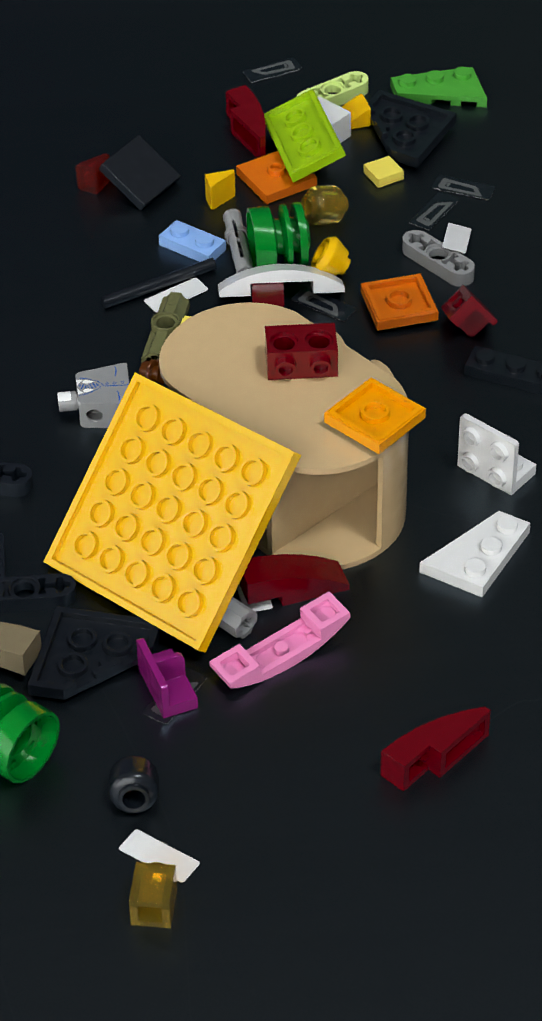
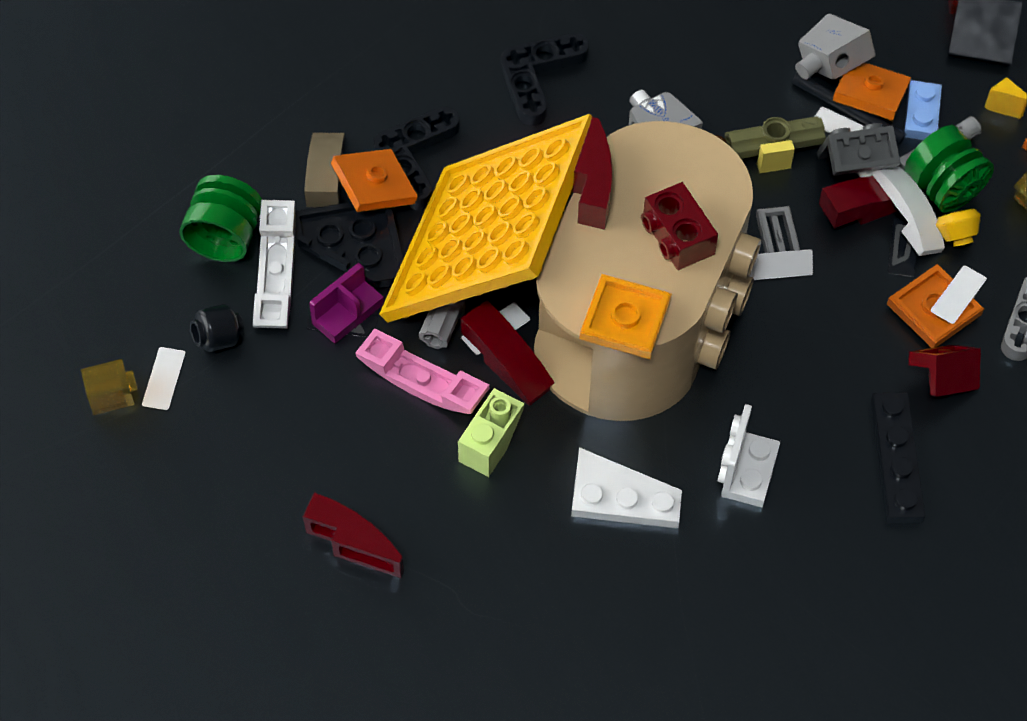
camera: 65 degrees right, 15 degrees up
(40, 603) = (374, 180): none -> orange plate
(87, 722) = (275, 264): none -> white slope
(99, 260) = (834, 48): none -> light grey torso
(153, 259) = (872, 90): none -> orange plate
(213, 384) = (594, 177): none -> dark red slope
(231, 274) = (861, 149): none -> dark grey bracket
(377, 612) = (490, 432): none -> yellowish green slope
(400, 281) = (958, 294): none -> white sticker

